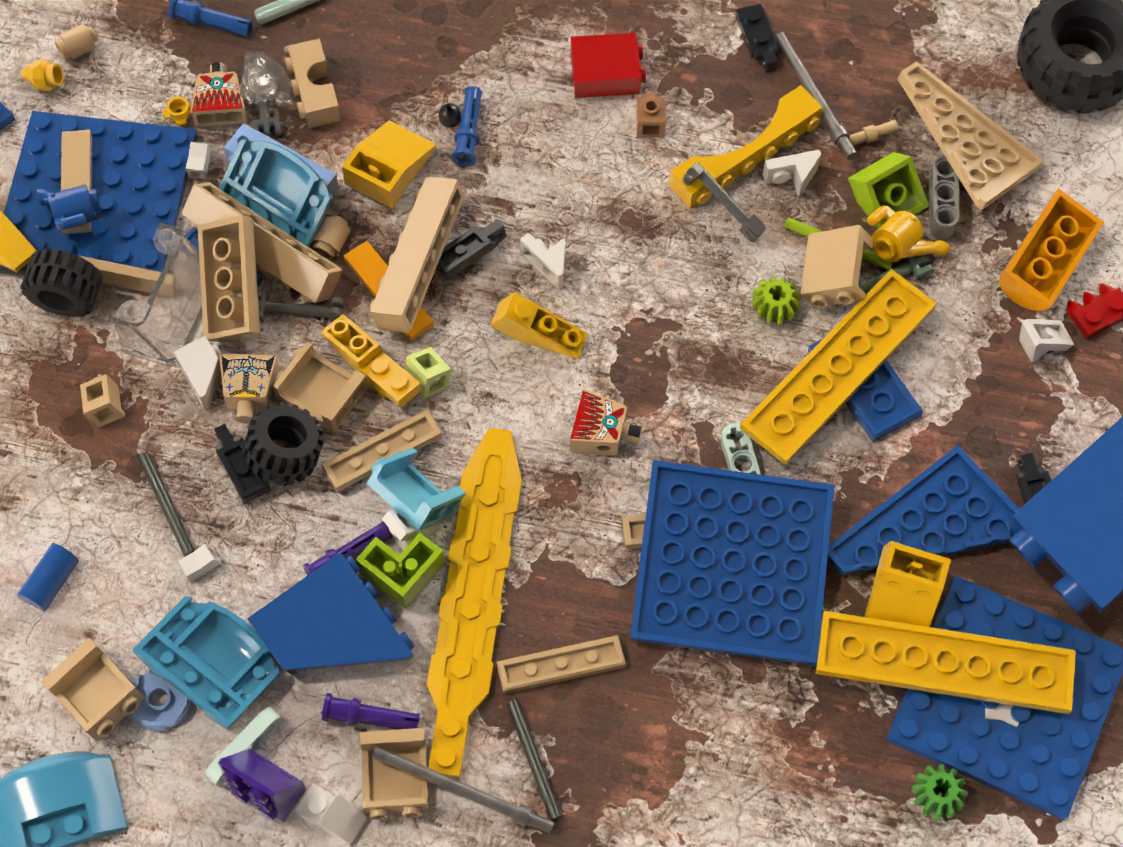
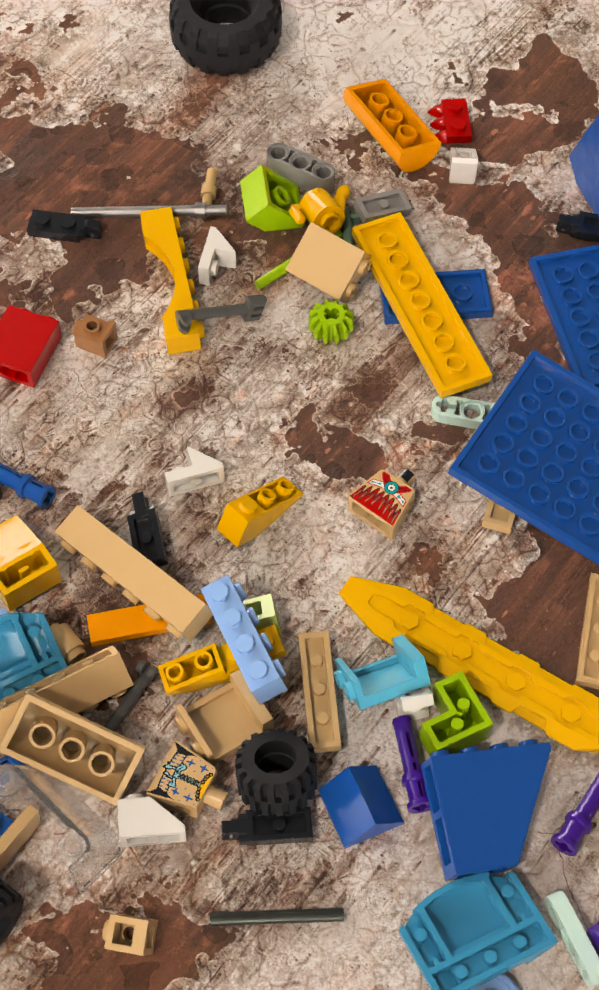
camera: 65 degrees left, 5 degrees down
(199, 562) = (359, 908): white piece -> none
(294, 529) = (359, 804): none -> blue slope
(385, 361) = (246, 644): none -> light blue brick
(942, 288) = (382, 205): none -> light grey plate
(977, 148) = (271, 124): tan wing -> none

